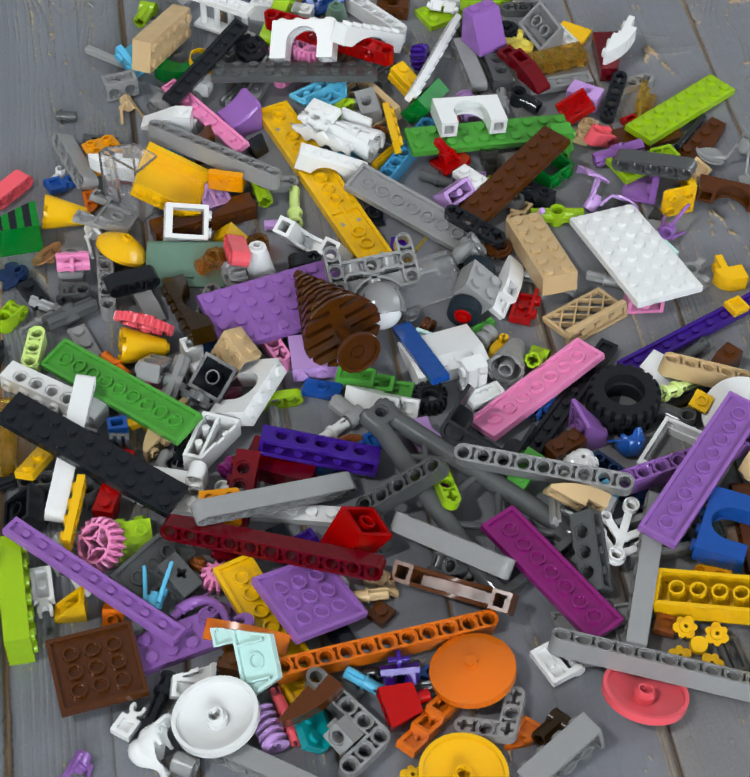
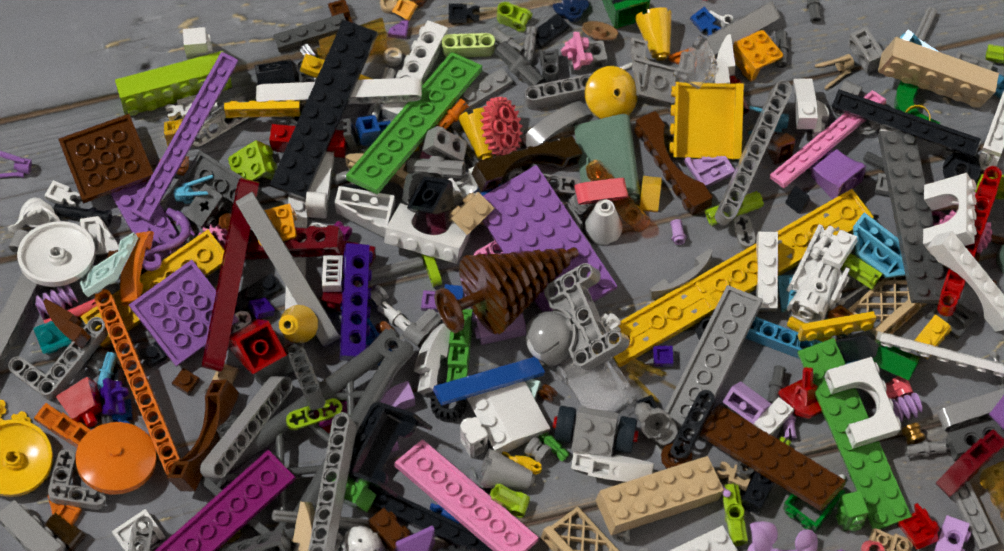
camera: 85 degrees right, 15 degrees up
(100, 543) = (234, 138): bright pink gear -> none
(131, 281) = (559, 108): black beam -> none
(168, 222) = (641, 126): white window -> none
(226, 180) = (723, 172): light orange bracket -> none
(293, 471) = (332, 286): none -> white slope
(294, 211) = (698, 247): yellowish green pin -> none
(301, 239) = (654, 253): white arch -> none
(302, 258) = (621, 265): black piece -> none
(315, 212) = (700, 266): none -> light grey slope
(316, 405) = (428, 301): none -> medium lavender tile
(339, 492) = (298, 324): none -> yellow cone
(342, 734) = (45, 355): light grey brick -> none
(368, 104) = (883, 291): light grey brick -> none
(372, 594) = (204, 375): tan axle -> none
(419, 55) = (979, 347): dark purple gear -> none
(419, 110) = (857, 348): none -> black slope
(484, 395) = (458, 454): white plate -> none
(489, 161) = (817, 439): clear smoke piece -> none
(520, 98) = (928, 474): black piece -> none
(525, 308) = (583, 486): red bracket -> none

